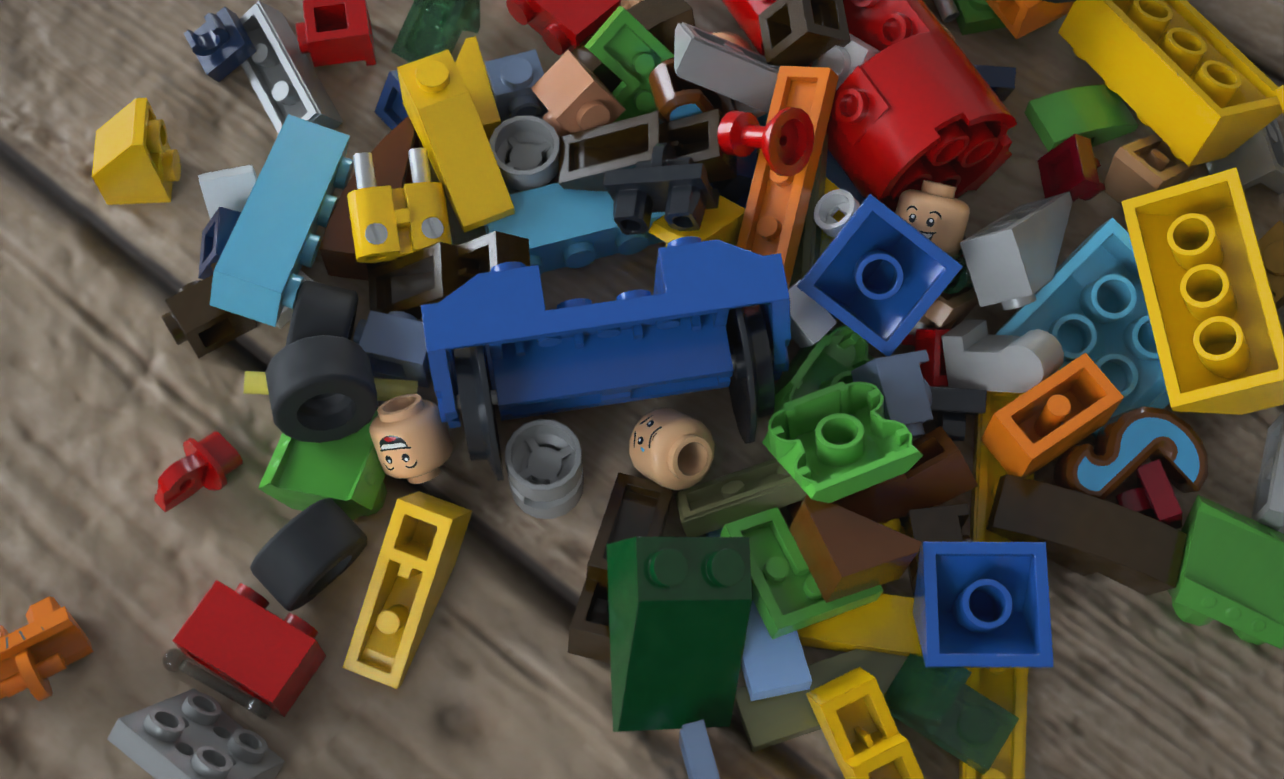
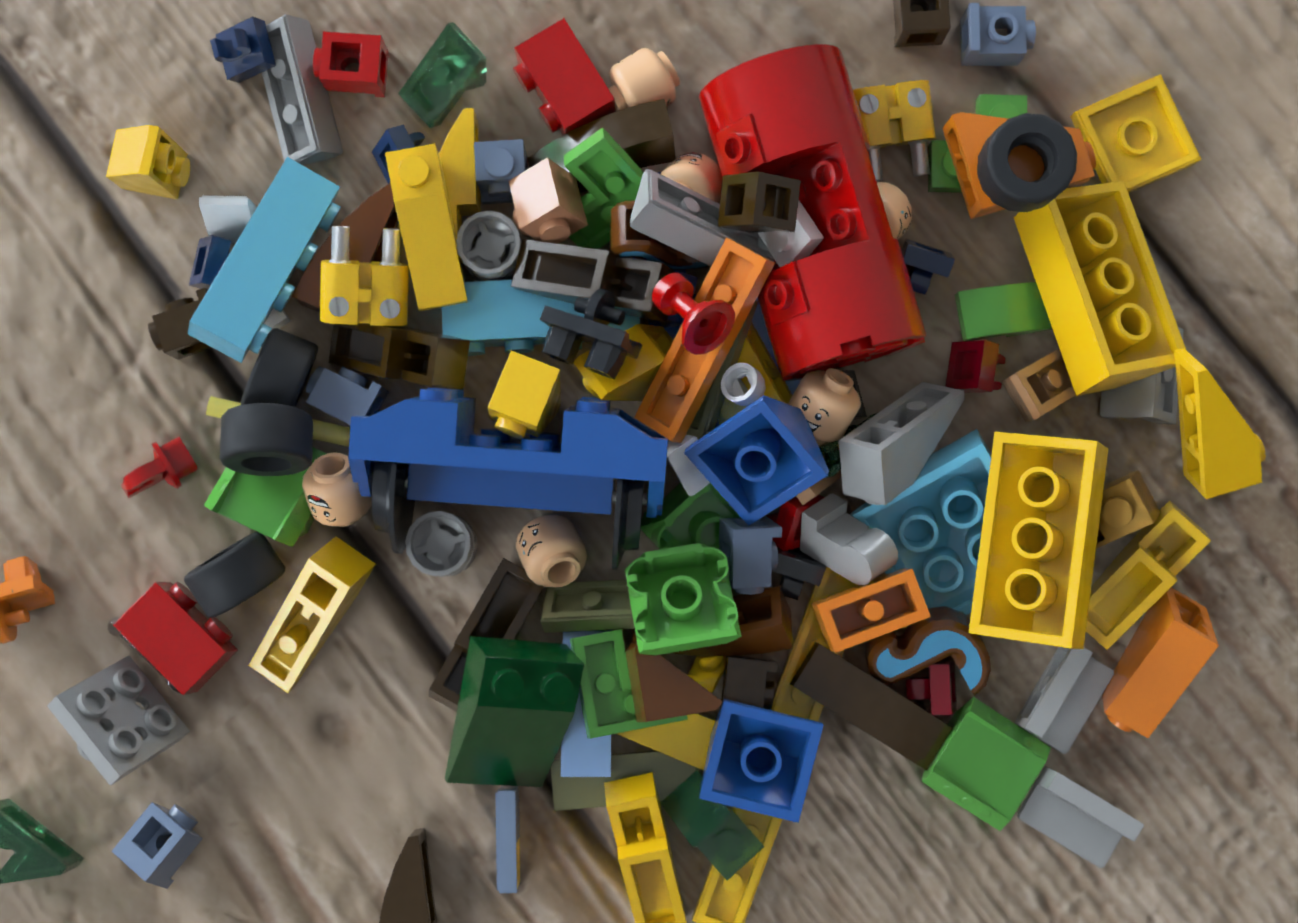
camera: 10 degrees right, 20 degrees up
(606, 254) = (525, 396): none -> yellow slope

